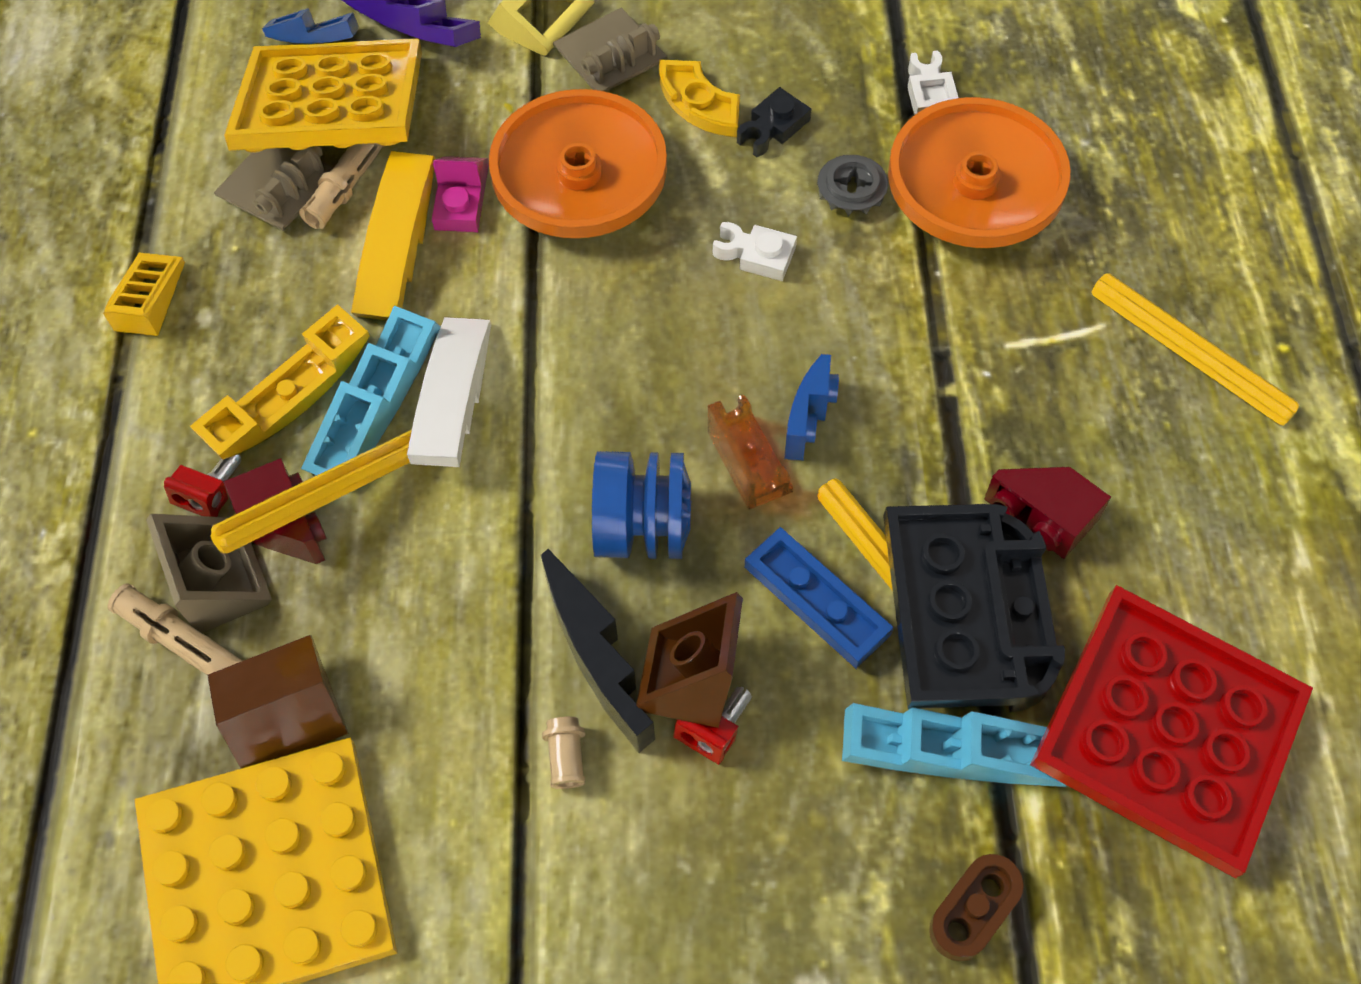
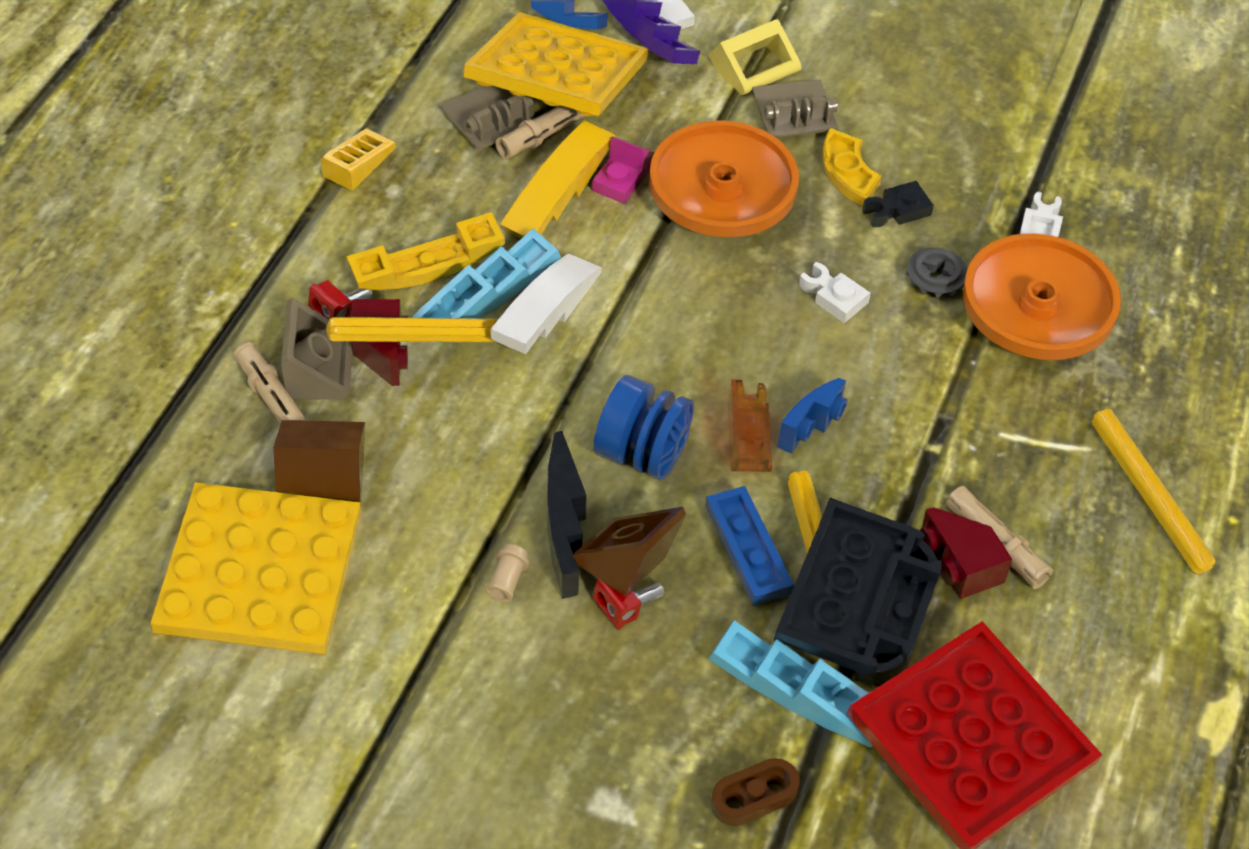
camera: 20 degrees right, 10 degrees down
(1039, 454) = (1023, 558): none -> tan pin

